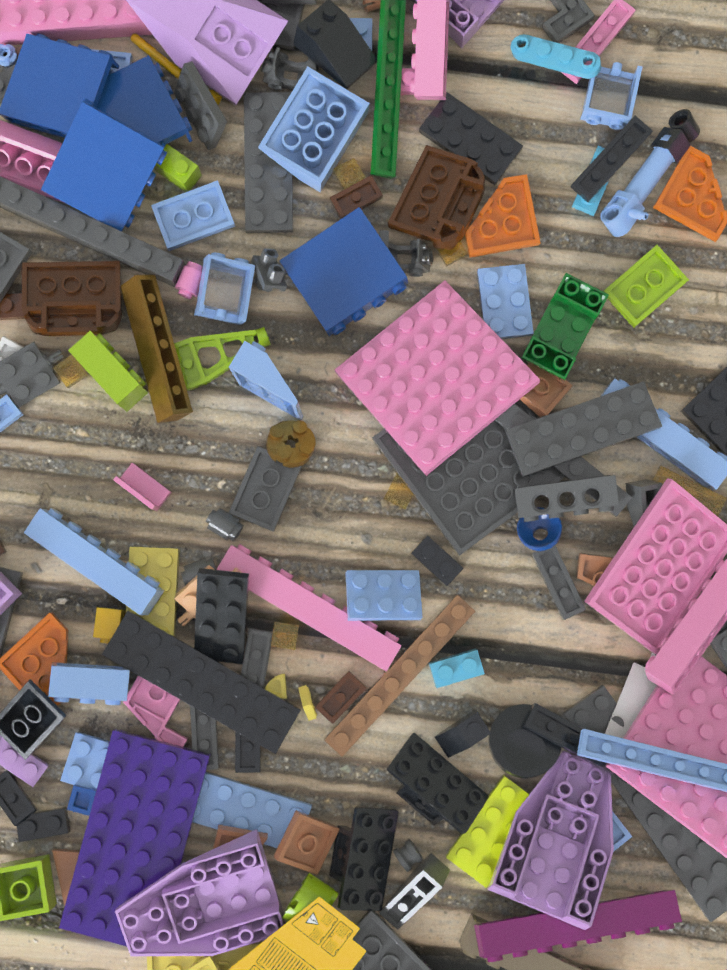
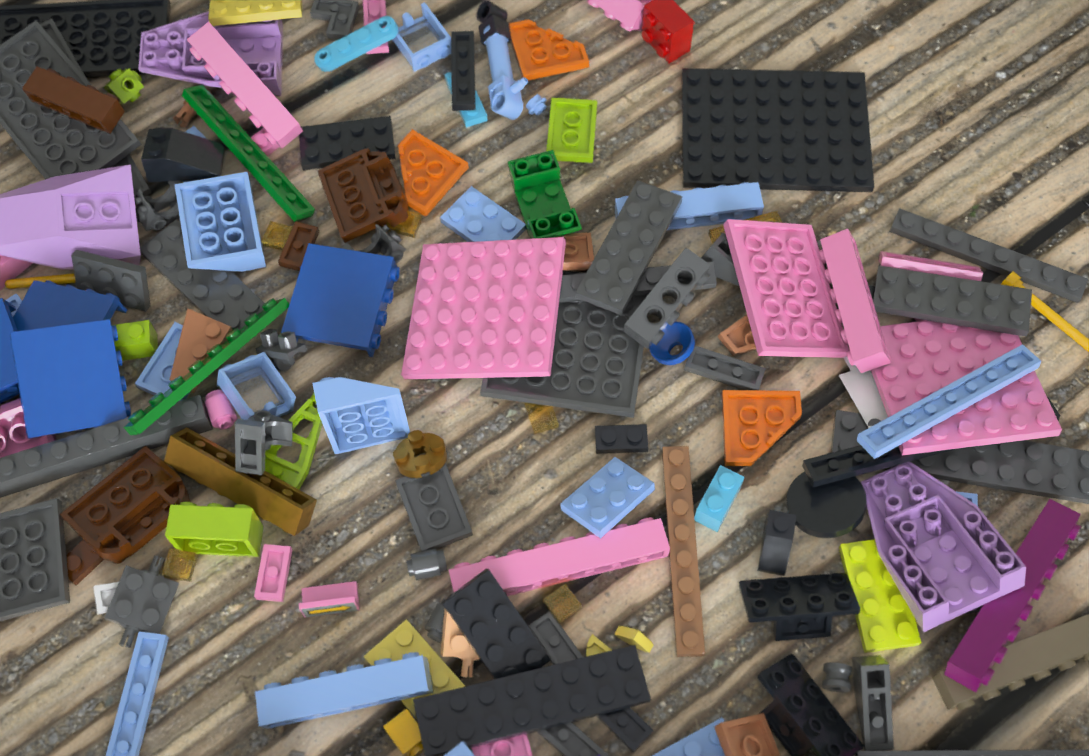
camera: 45 degrees left, 20 degrees down
(123, 434) = (273, 573): none -> bright pink plate
(194, 328) = (256, 436): none -> dark grey tile
(202, 243) = (201, 369): none -> green plate
(213, 219) = (197, 337): none -> nougat wing
(340, 697) = (655, 608): reddish brown plate -> none
(539, 639) = (755, 422): none -> orange plate
(640, 239) = (536, 105): none -> light blue plate

